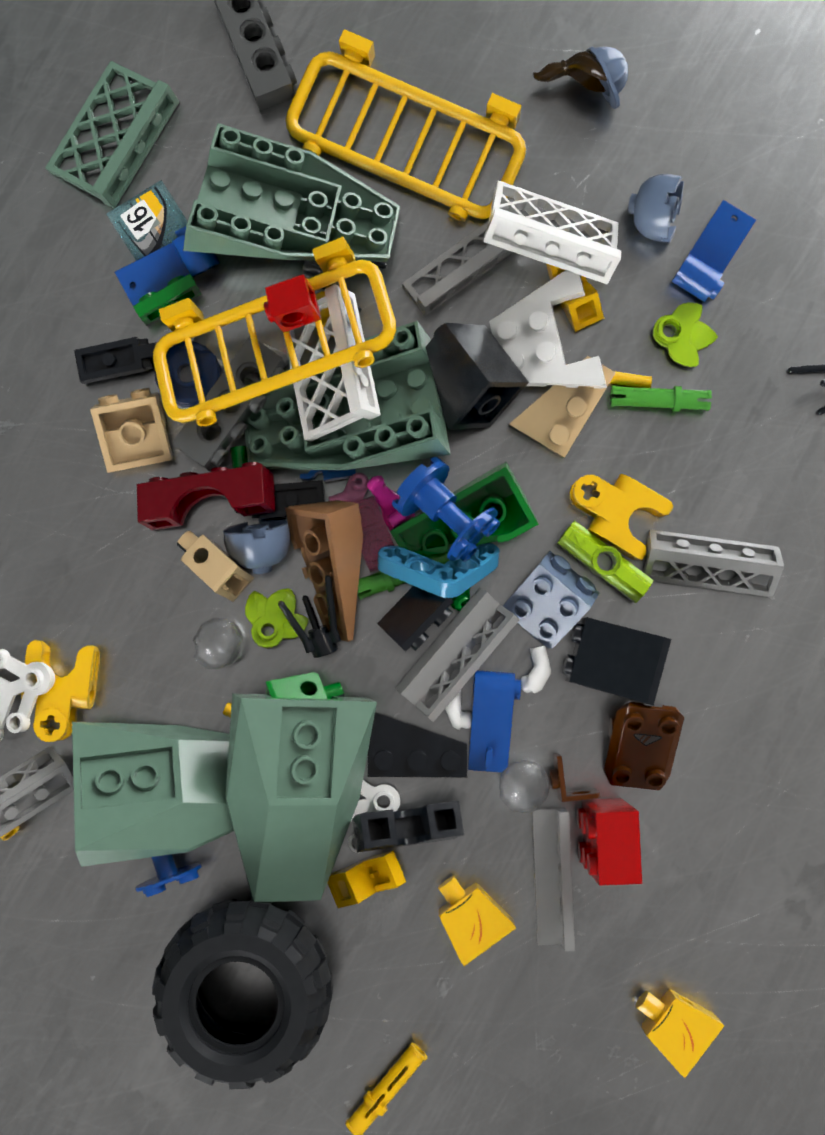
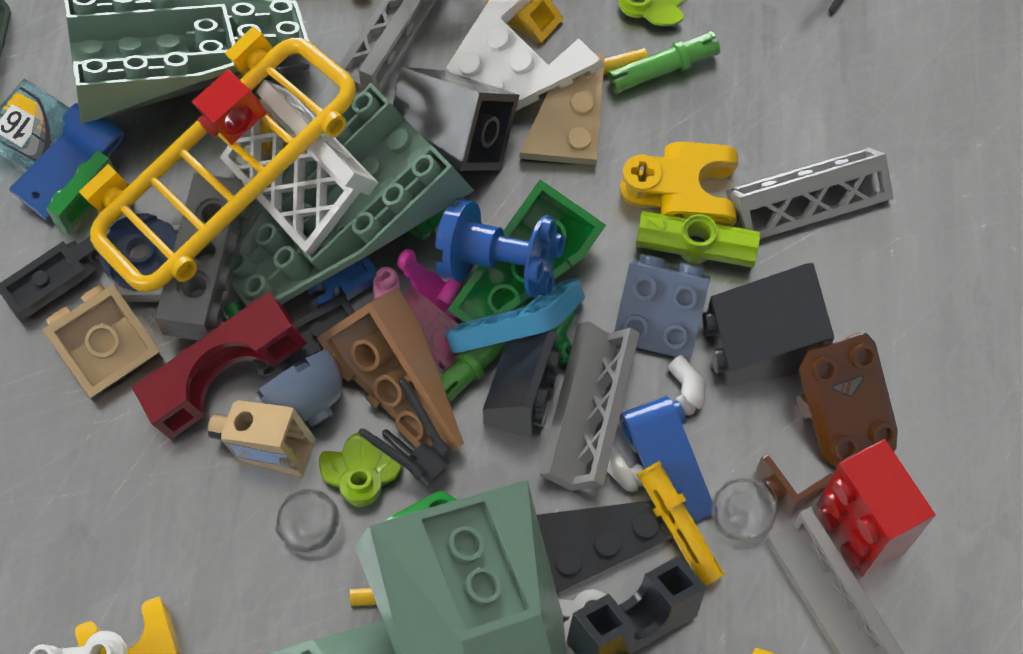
camera: 30 degrees left, 20 degrees down
(475, 783) = (680, 523): none -> yellow pin

